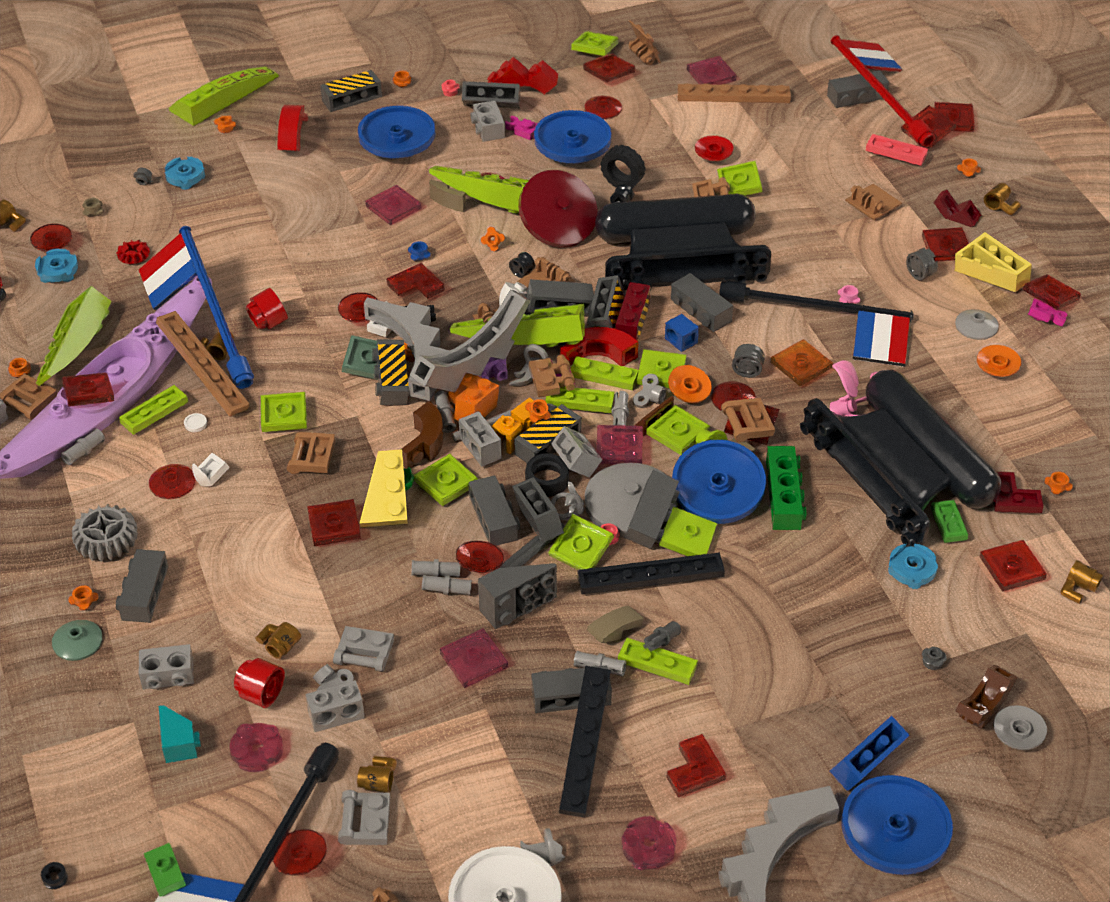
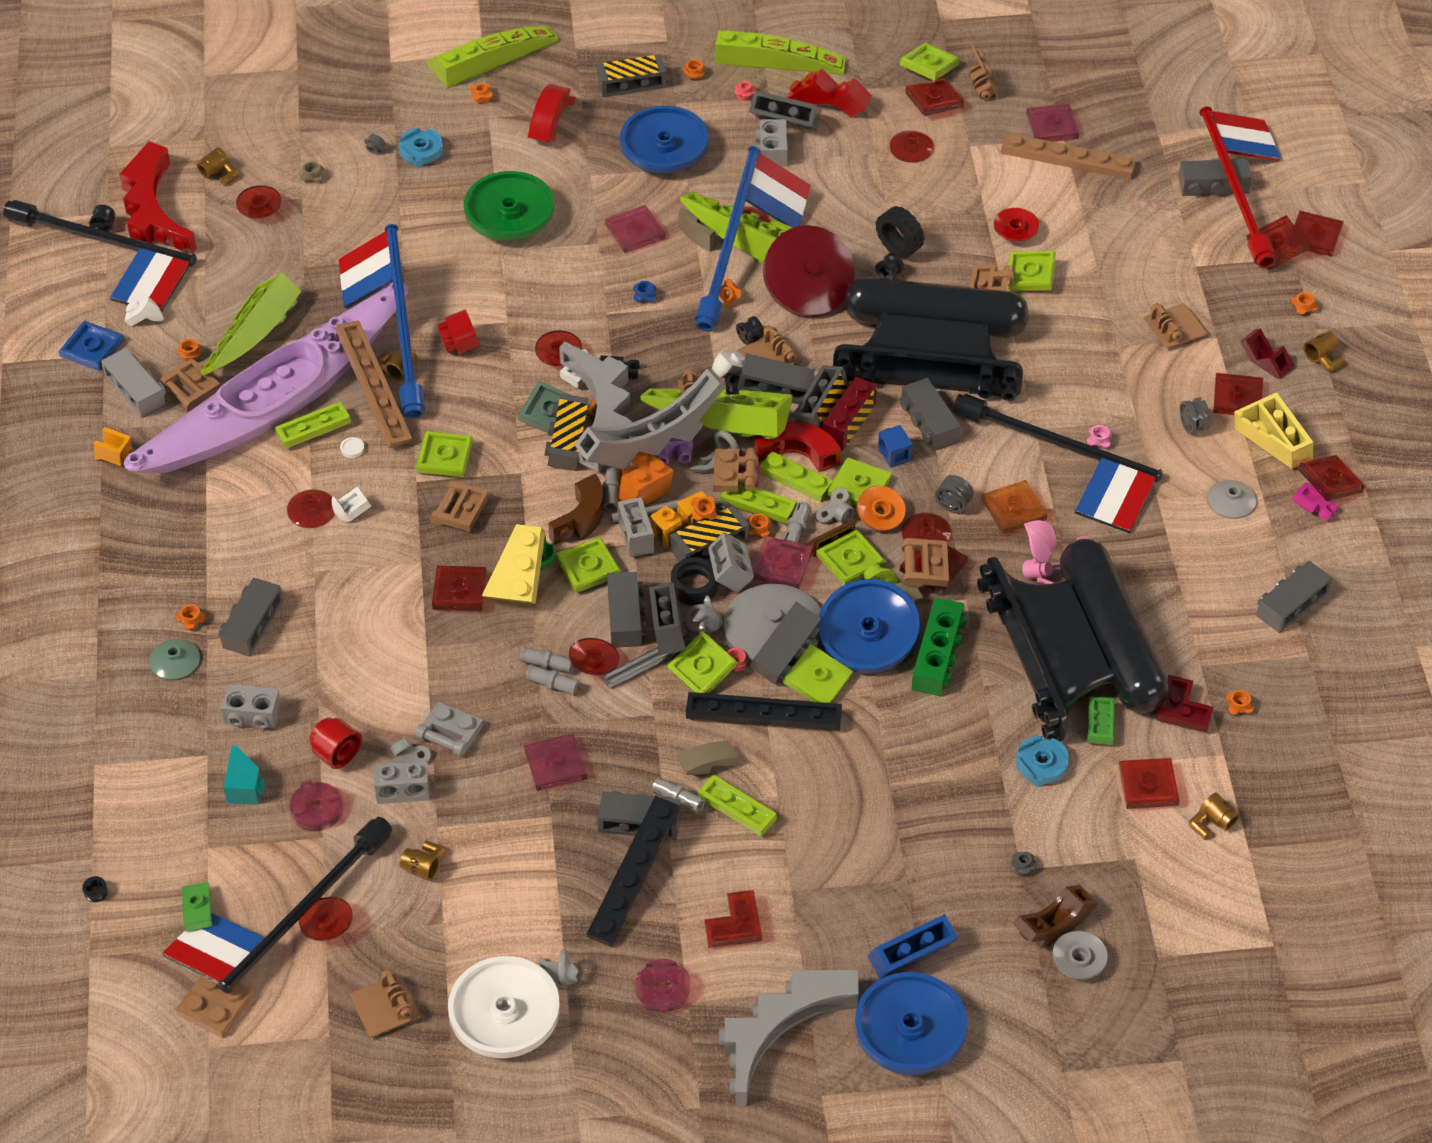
camera: 15 degrees right, 5 degrees up
(47, 268) = (262, 245): dark azure plate -> none
(82, 446) = (231, 452): light grey pin -> none
(87, 389) = (248, 392): clear red plate -> none
(90, 528) = (228, 552): light grey gear -> none
(128, 256) = (336, 240): red gear -> none
(278, 203) = (508, 205): none -> green dish
(281, 640) = (369, 700): pearl gold piece -> none
(373, 818) = (407, 902): light grey plate -> none
(416, 277) = (630, 324): clear red plate -> none
(462, 56) = (774, 53): none -> lime wedge
(507, 154) = (772, 192): none -> flag
(516, 591) = (616, 702): dark grey slope -> none
(521, 128) = (811, 159): dark pink plate -> none
(572, 136) = (859, 181): blue dish -> none
(588, 418) = (759, 525): none -> orange plate
(662, 636) = (749, 780): dark grey axle -> none
(896, 149) = (1228, 264): coral plate -> none
(999, 360) = (1233, 548): orange dish -> none
(1064, 388) = (1293, 596): none -> dark grey brick

